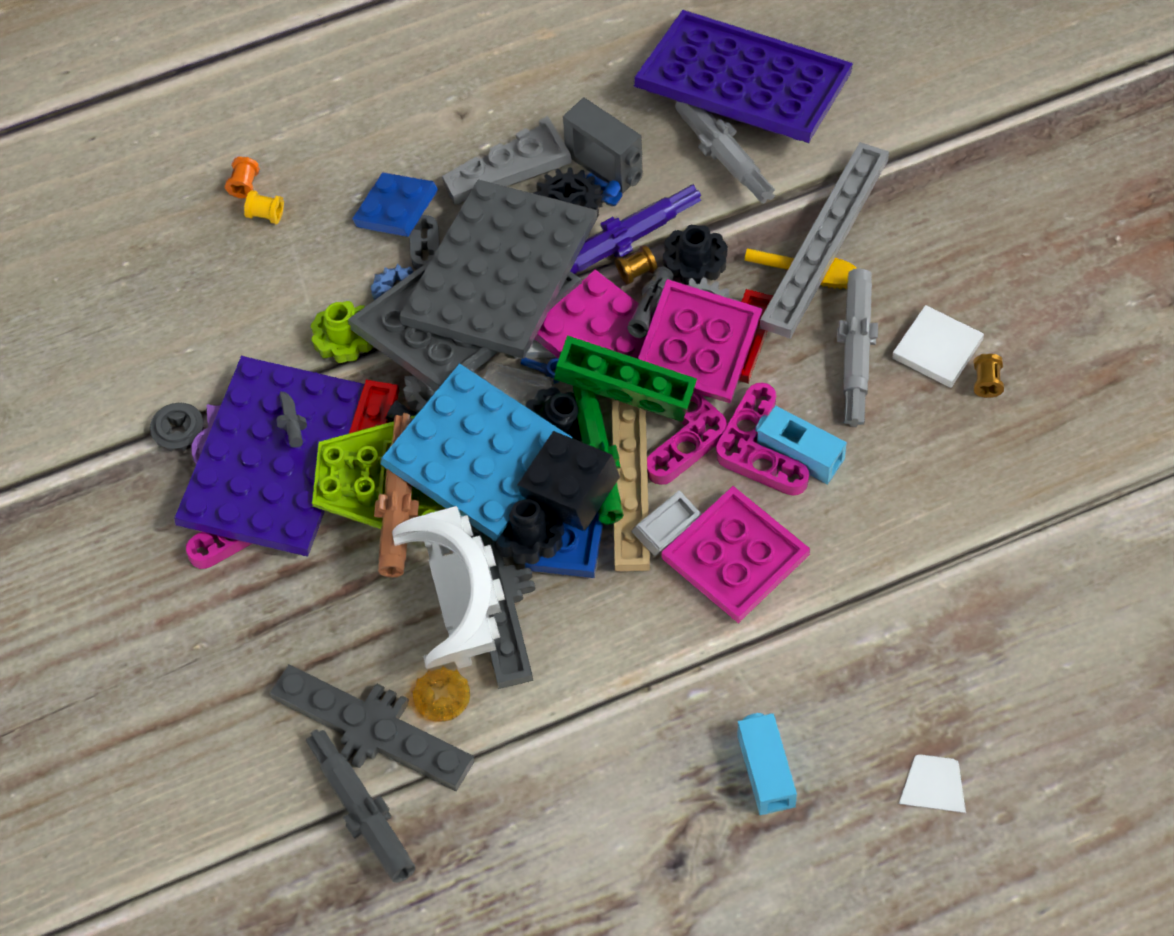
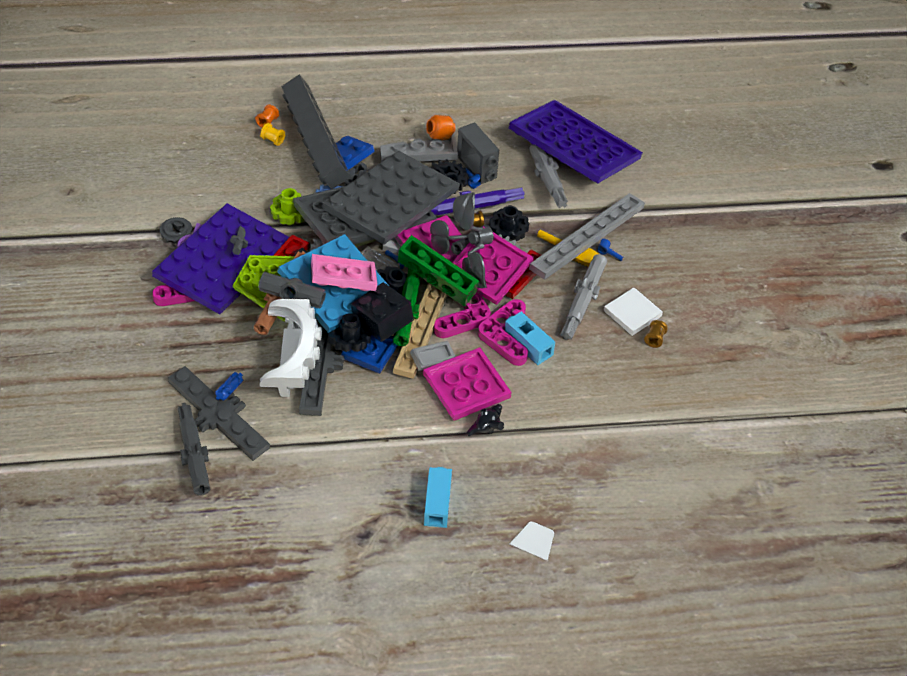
camera: 10 degrees right, 10 degrees down
(334, 185) = (315, 132): none -> dark grey brick
(373, 678) = (229, 386): none -> blue axle
(401, 494) = (280, 286): none -> dark grey piece
(443, 708) = (264, 414): clear yellow gear -> none
(488, 437) = (343, 272): none -> bright pink plate
(527, 116) = (440, 127): none -> orange head
(647, 279) = (464, 213): none -> dark grey plant
(792, 609) = (487, 421): none -> black piece
(853, 250) = (604, 248): none -> blue hand

